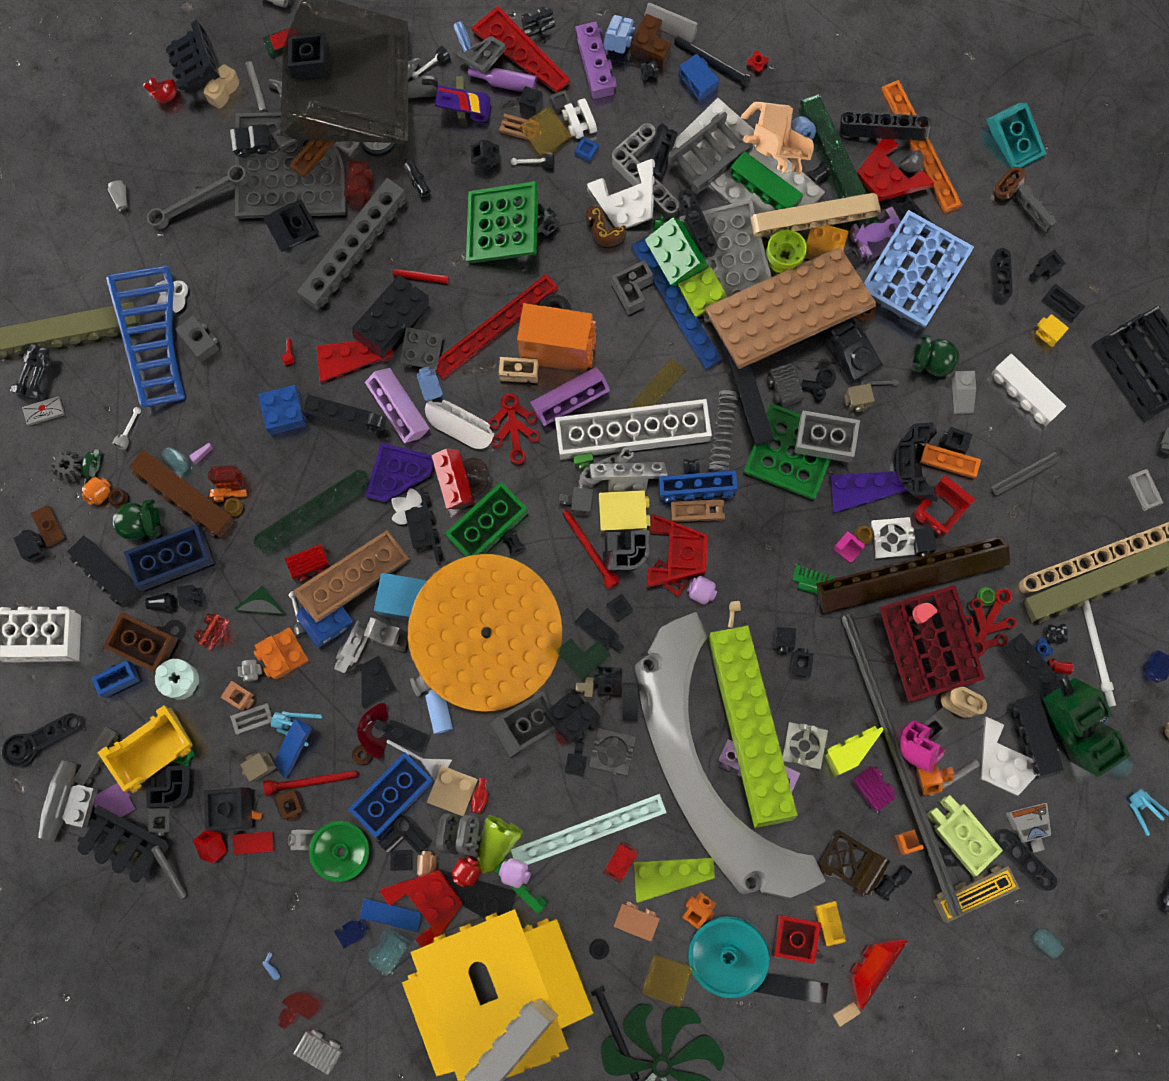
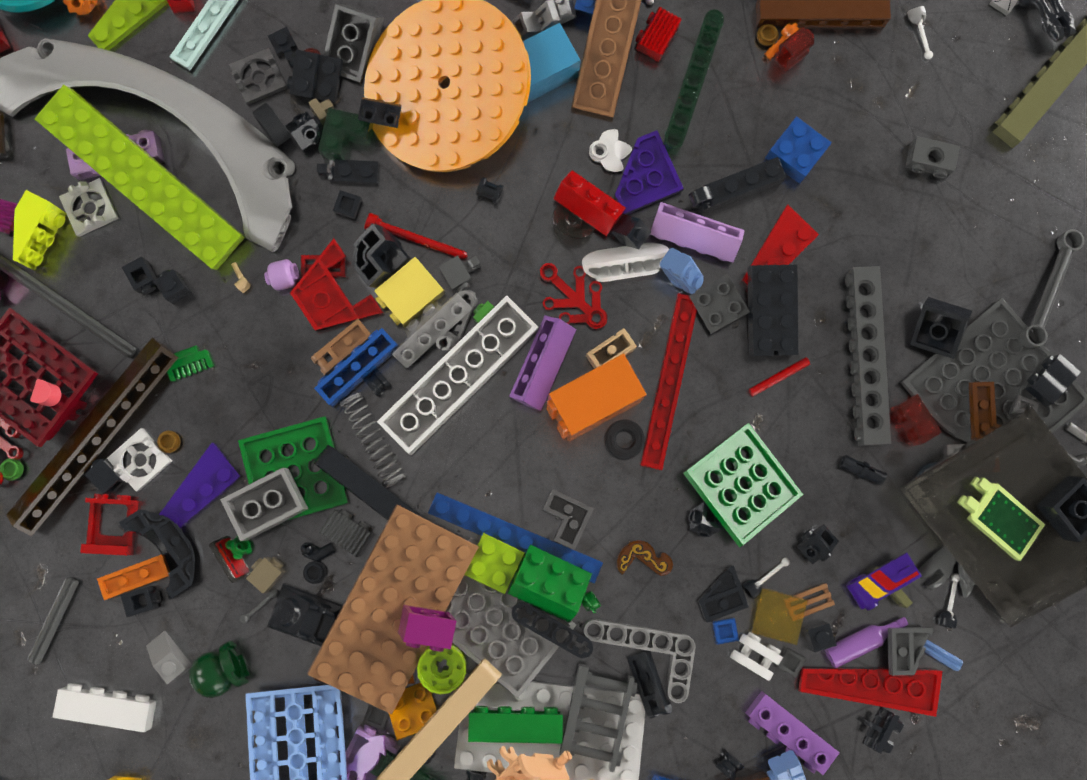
camera: 135 degrees right, 5 degrees up
(167, 325) = (1001, 105): blue bar -> none
(174, 460) = (855, 34): clear light blue brick -> none
(178, 298) = (993, 178): white plate -> none
(201, 453) = (837, 58): lavender piece -> none
(288, 357) = (835, 206): red hand -> none
(357, 81) = (1002, 518): none -> tile
(421, 528) = (582, 140): black bracket -> none
(440, 437) = (631, 231): none -> black brick
(487, 522) = (525, 186): green brick -> none
(548, 645) = (379, 112): none -> black hips
(571, 168) = (723, 596): none -> black wing
(629, 205) = (634, 600): white wing -> none
(659, 385) = (469, 437): clear yellow tile -> none
(776, 273) = (426, 627): none -> magenta brick
(849, 547) = (175, 418): dark pink panel -> none
(865, 429) = (245, 547): none -> green plate
(876, 425) = (234, 569): none -> slope

